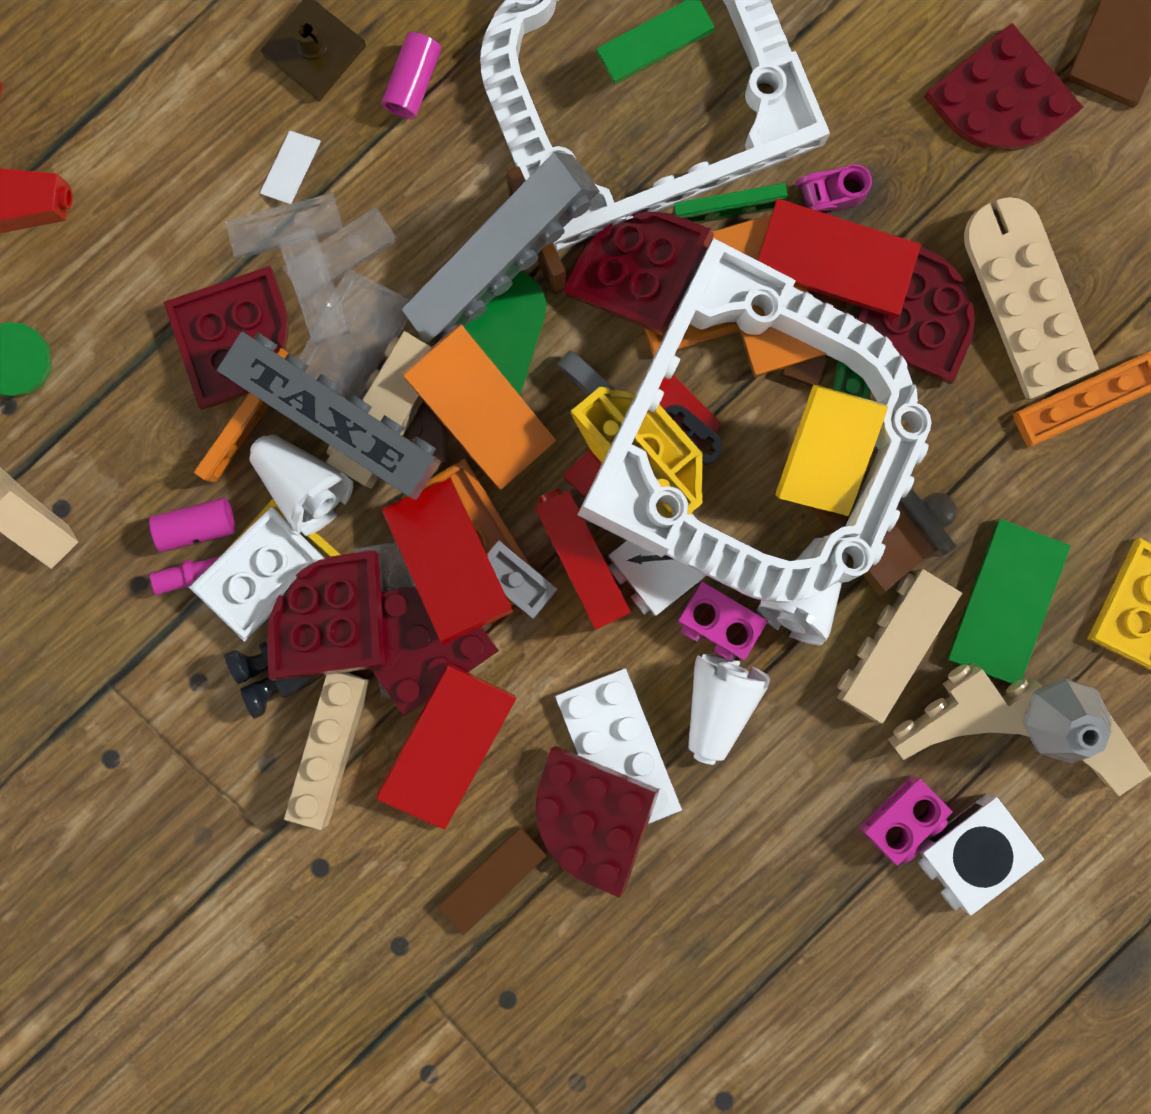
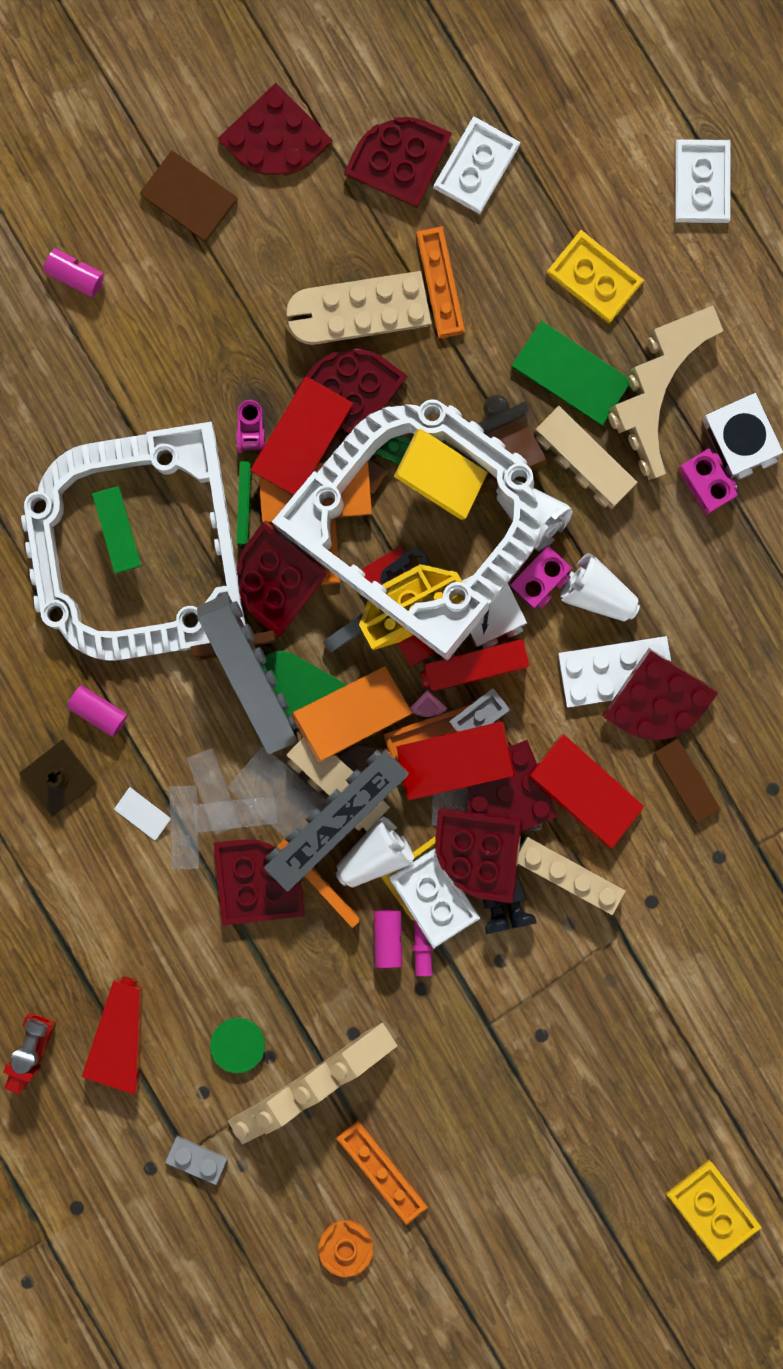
camera: 75 degrees left, 0 degrees up
(515, 509) = (428, 706): none -> bright pink tile
(1004, 95) = (208, 290): dark red plate -> none
(1067, 721) = (663, 355): light grey cone -> none

